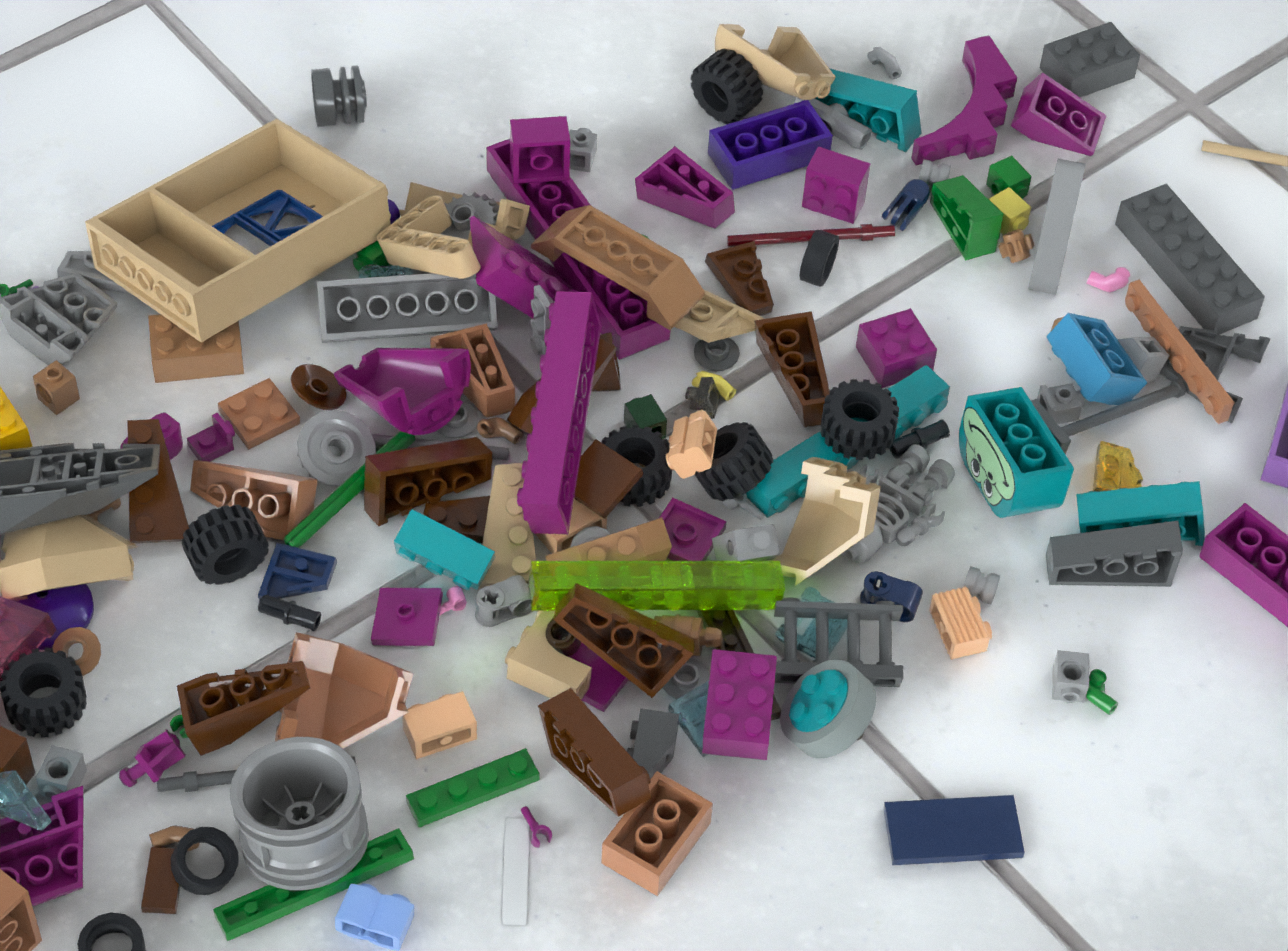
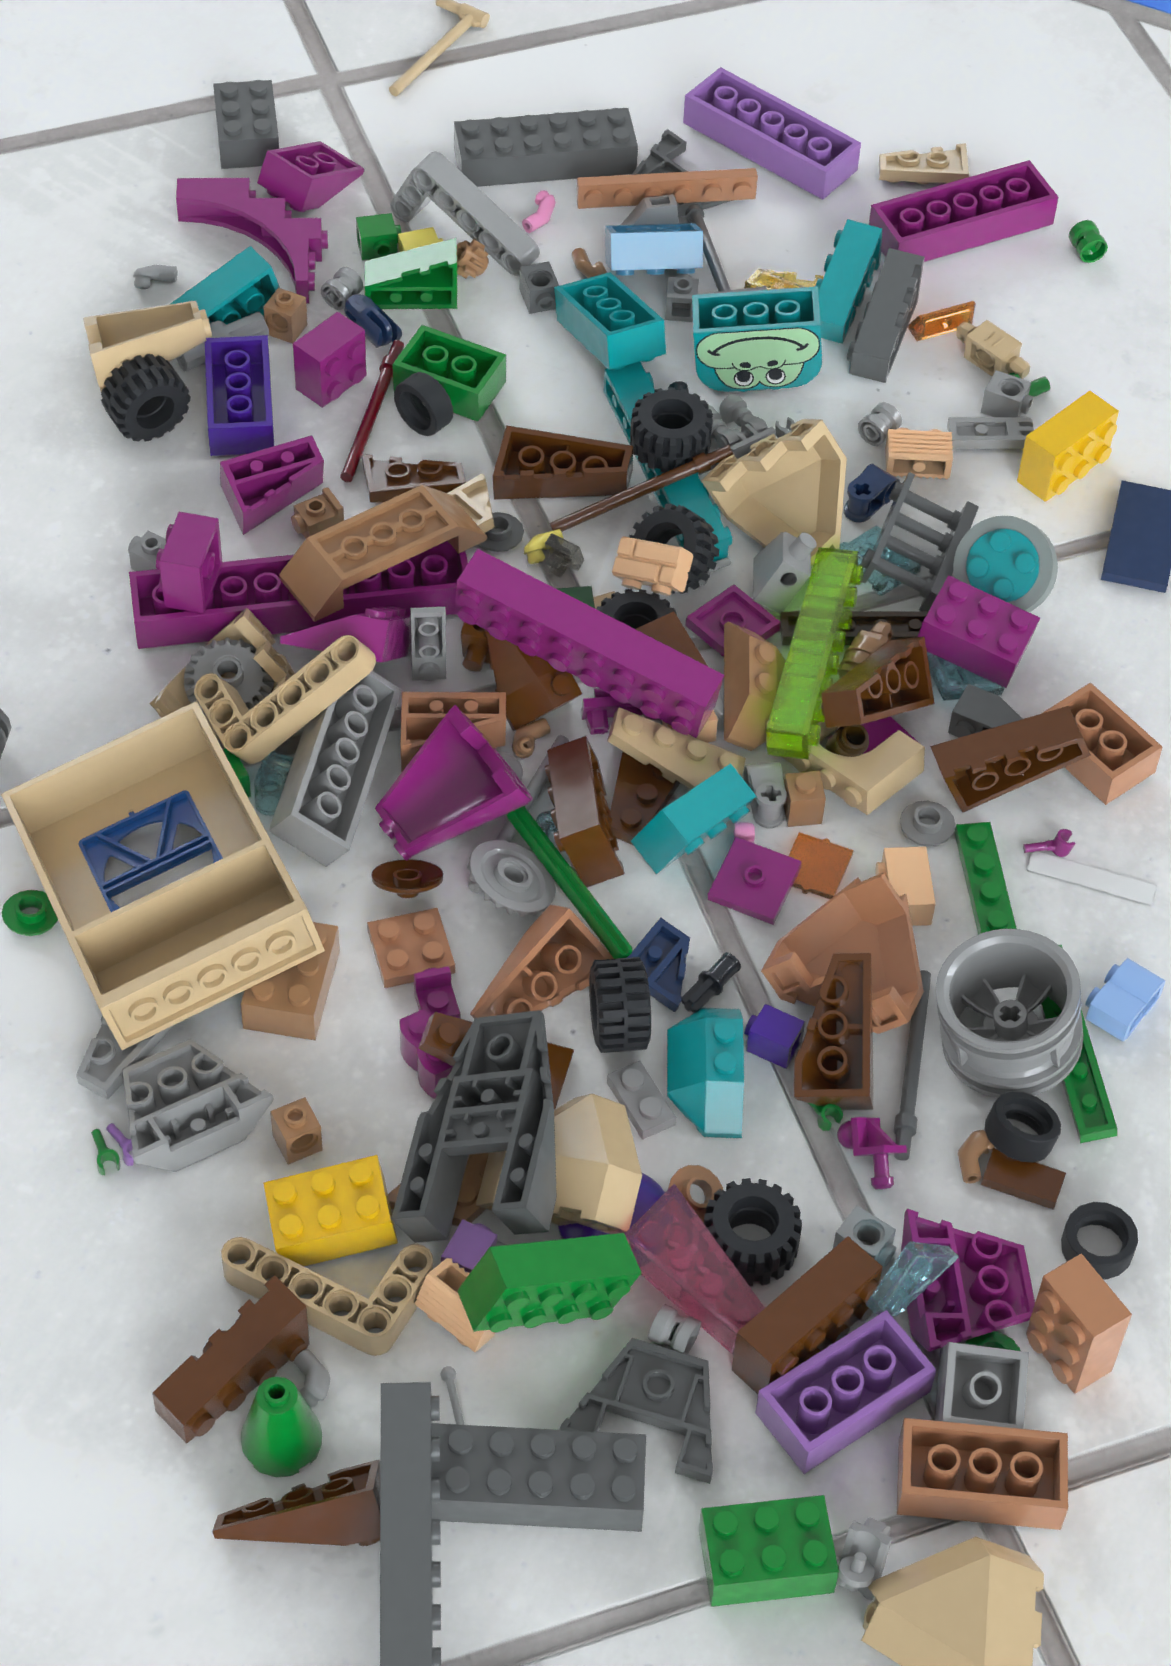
camera: 70 degrees left, 0 degrees up
(160, 596) = (641, 1099): none -> light grey plate
(204, 631) = (708, 1070): none -> teal wedge
(248, 656) = (774, 1035): none -> dark purple brick
(447, 661) = (821, 865): none -> clear orange piece
(503, 626) = (804, 798): none -> medium nougat brick
(518, 740) = (927, 834): none -> light grey piece
(670, 232) = (317, 514): none -> medium nougat brick
(830, 450) = (700, 464): none -> reddish brown bar
(868, 266) = (464, 369): none -> green brick
(880, 148) = (286, 315): none -> medium nougat brick
(895, 347) = (563, 388): magenta brick -> none
(979, 350) = (610, 321): none -> teal brick
(1011, 301) = (537, 287): none -> dark grey brick
(1019, 675) = (989, 432): none -> light grey hinge
(1019, 732) = (1067, 446): none -> yellow brick
(1127, 652) = (992, 349): none -> tan piece
(1147, 607) = (941, 321): none -> clear orange slope

